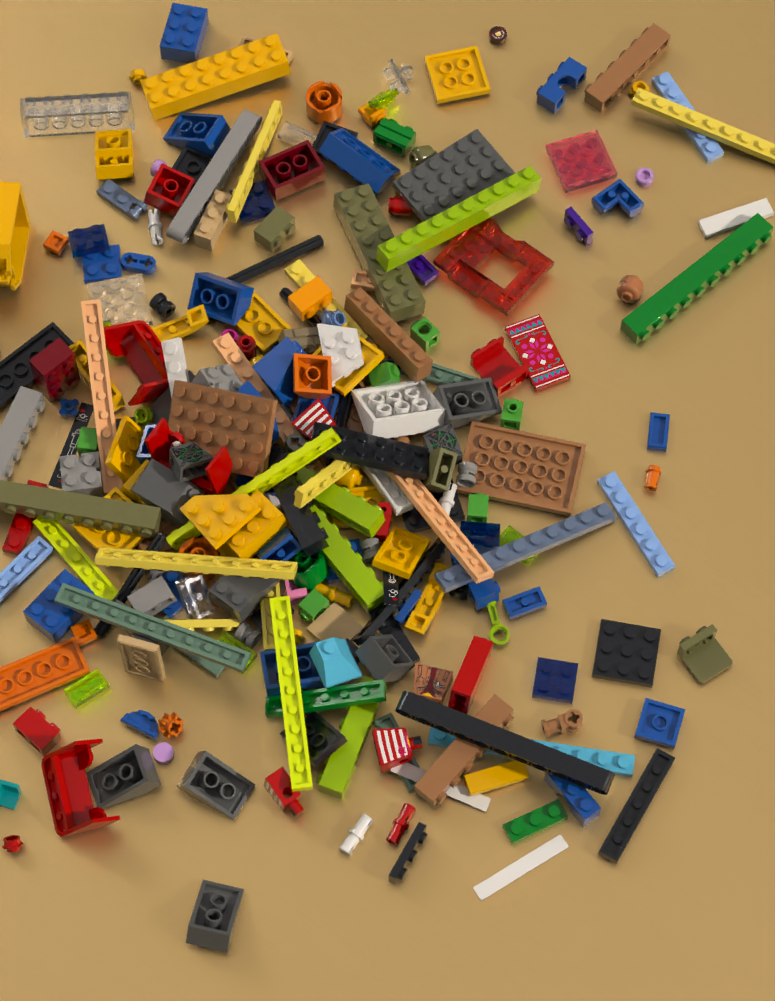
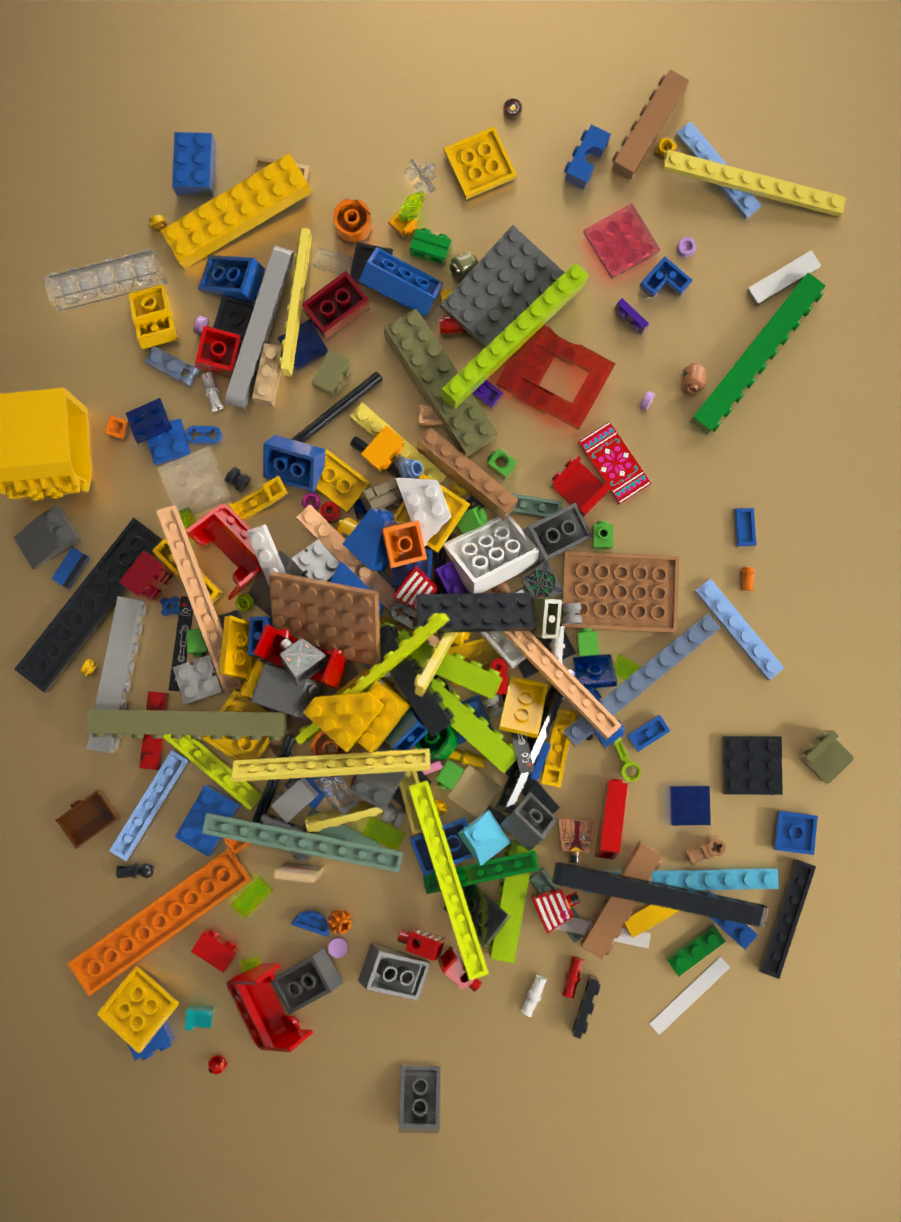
camera: 10 degrees left, 20 degrees up
(252, 759) = (430, 944): none -> red torso
(350, 419) = (450, 579): none -> dark purple plate
(580, 302) = (647, 400): none -> lavender tile

